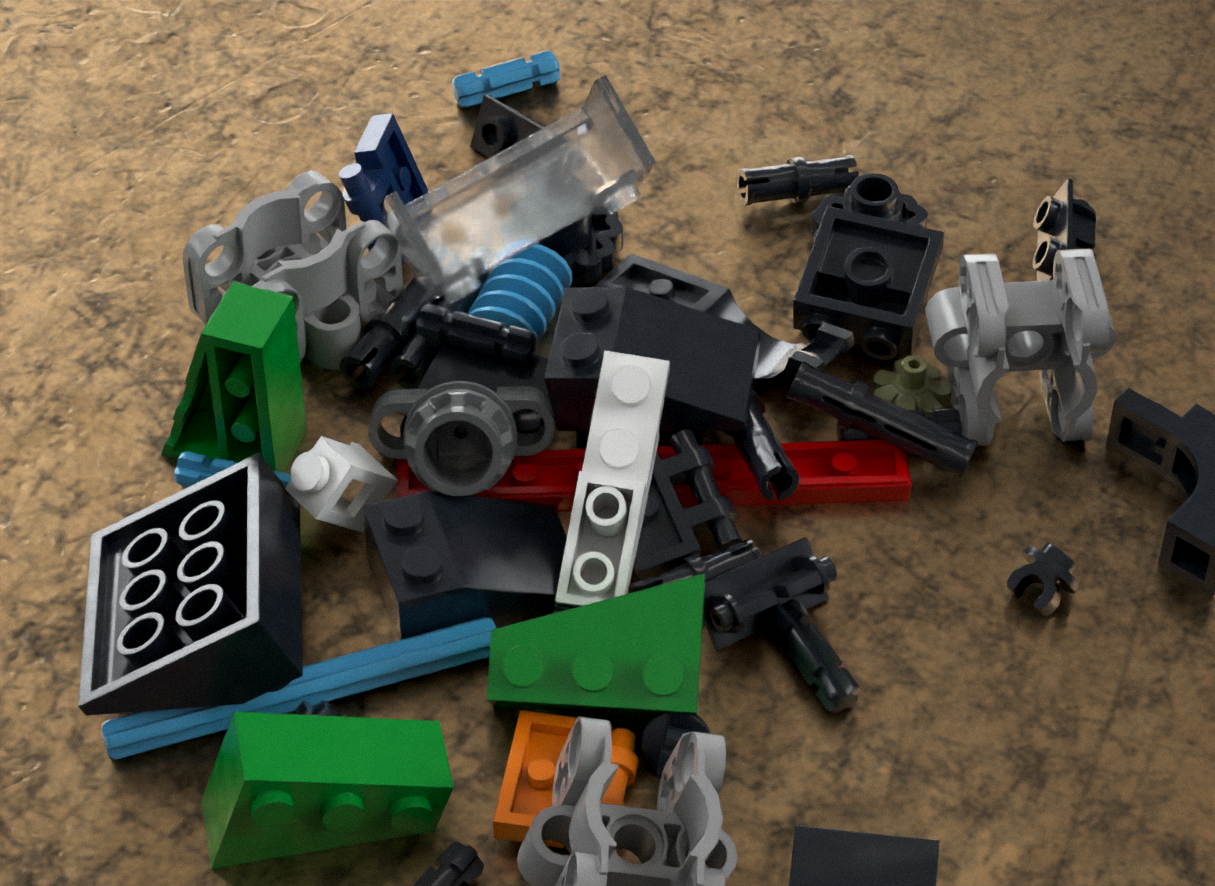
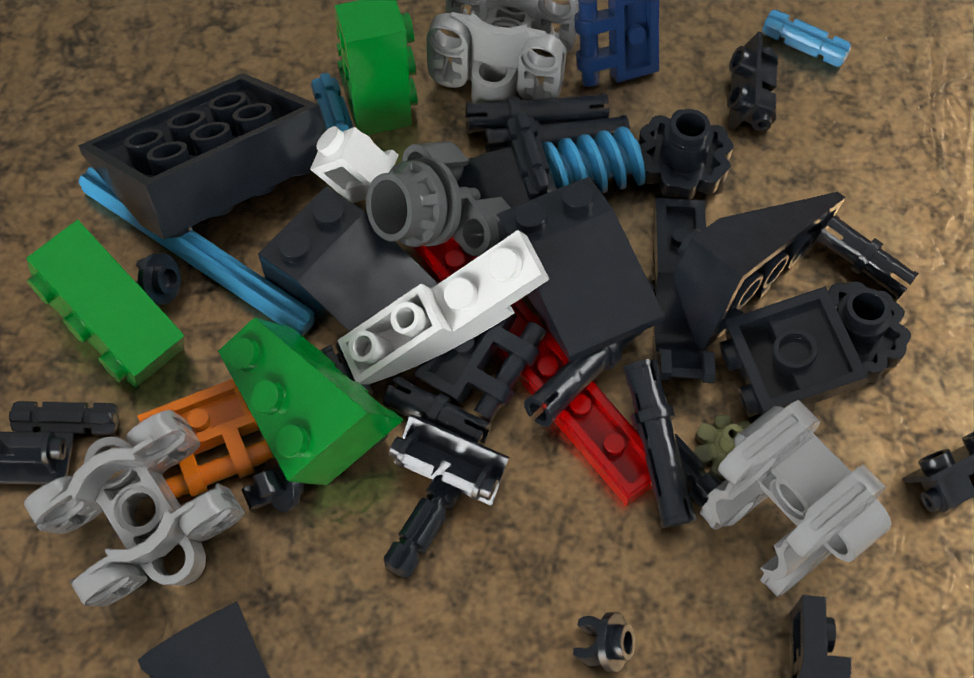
camera: 55 degrees right, 15 degrees up
(521, 195) = (629, 95): clear windscreen -> none
(751, 250) = (743, 258): none -> black wedge

